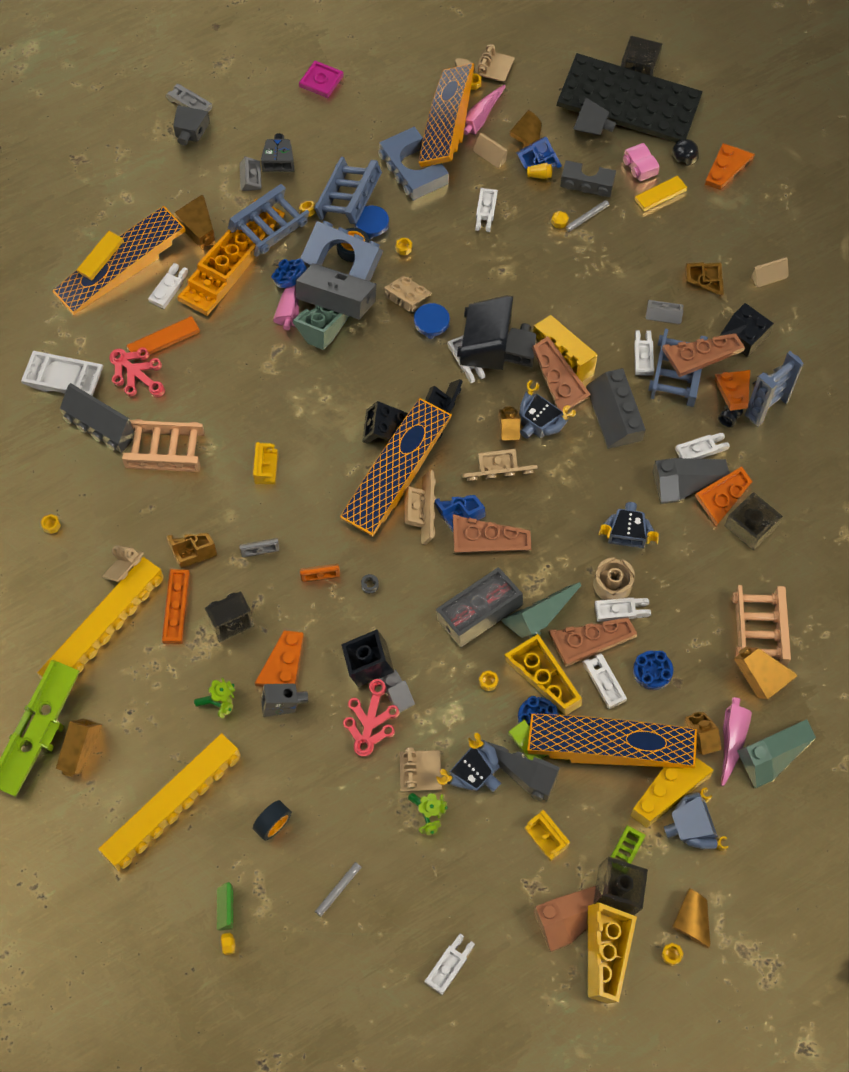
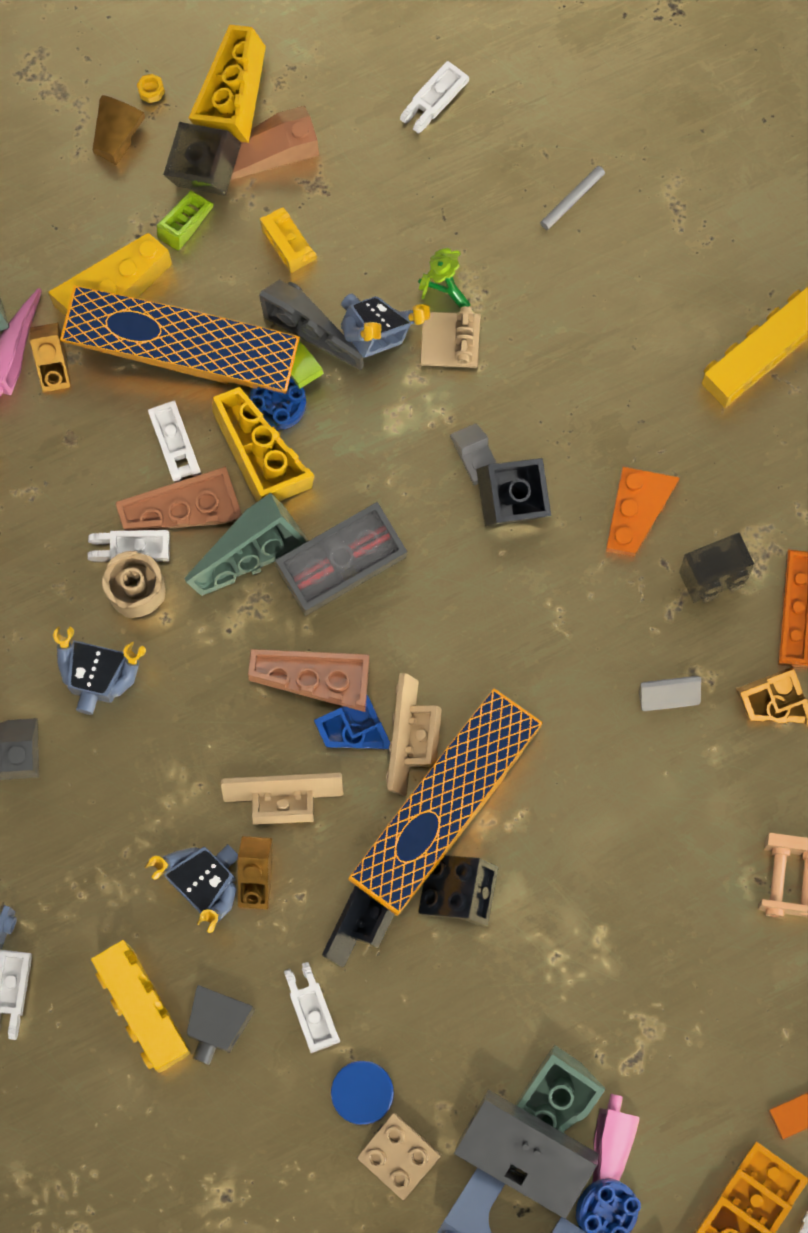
camera: 170 degrees left, 10 degrees up
(221, 692) = (732, 445): lime plant -> none
(225, 907) = (722, 184): bright green slope -> none
(228, 944) = (719, 138): yellow tile -> none
(265, 463) = (658, 834): yellow hinge -> none
(272, 820) = (658, 277): black wheel -> none
(281, 699) = (641, 442): dark grey torso -> none
(319, 572) = (577, 644): orange slope -> none
(369, 589) = (510, 615): dark grey bush -> none
(370, 721) = (517, 408): coral plant -> none
(486, 333) = (269, 1043): black windscreen -> none
(488, 680) = (341, 455): yellow tile -> none
(559, 376) = (157, 944): nougat wing -> none
(616, 409) = (77, 885): dark grey slope -> none
(653, 670) = (101, 455): blue tile -> none
(694, 823) = (87, 234): sand blue torso -> none

